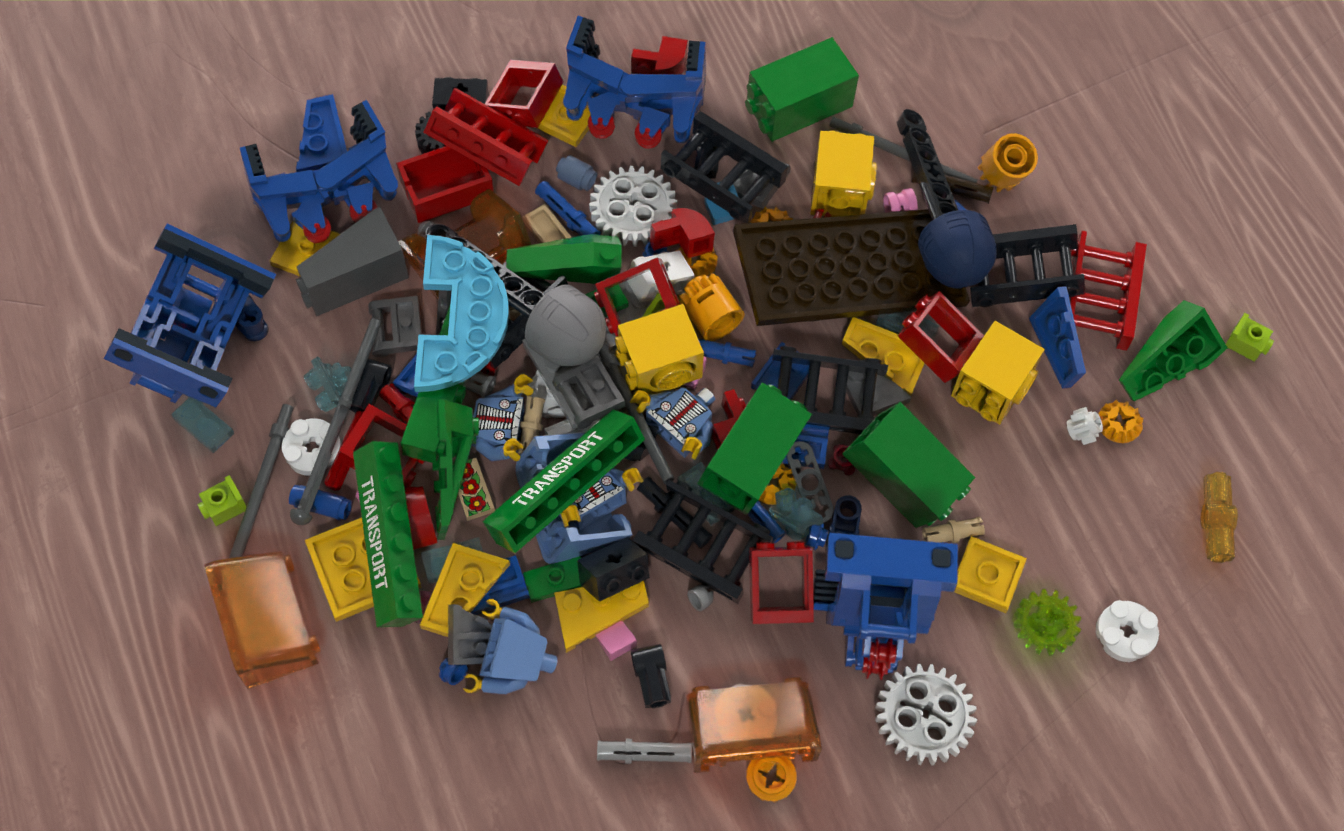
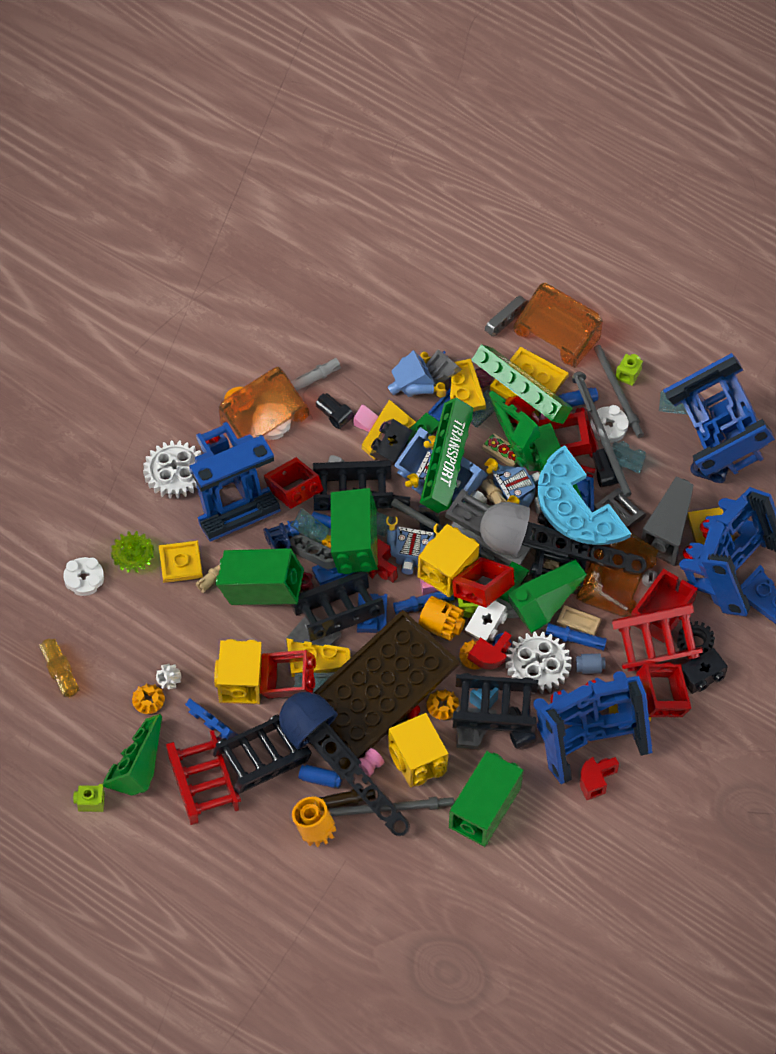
camera: 150 degrees right, 5 degrees down
(313, 681) = (506, 316): none -> dark grey beam

